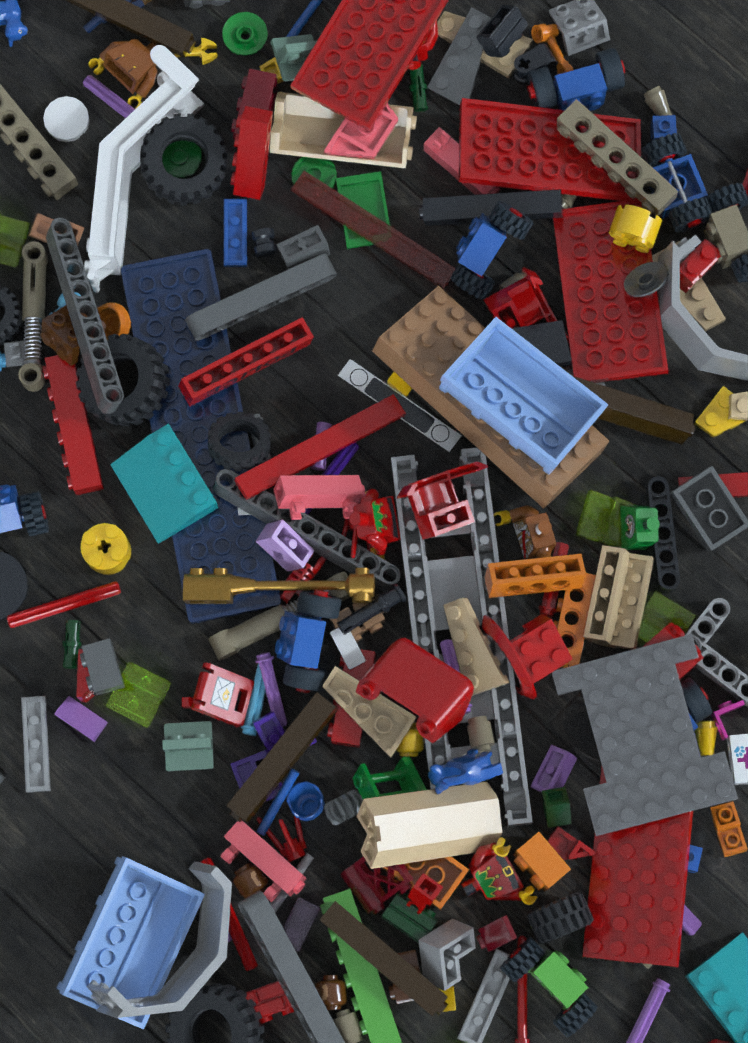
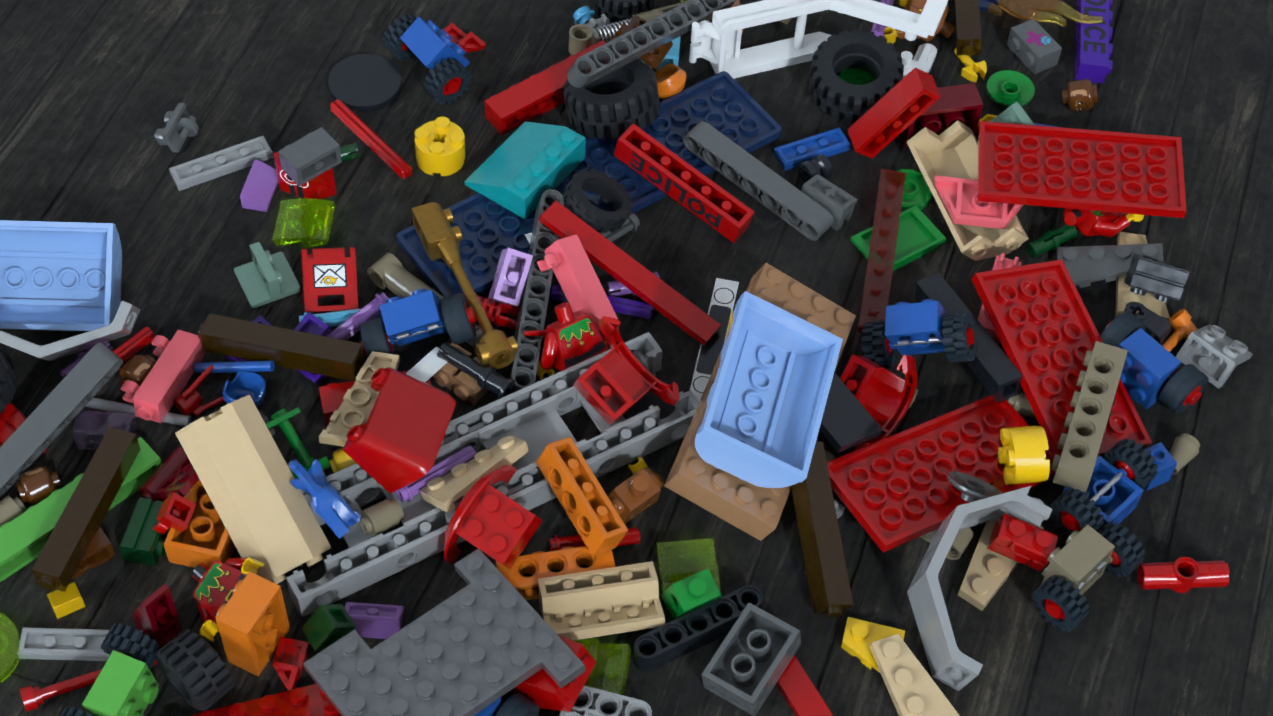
camera: 60 degrees right, 25 degrees down
(442, 950) = (117, 564): light grey brick -> none

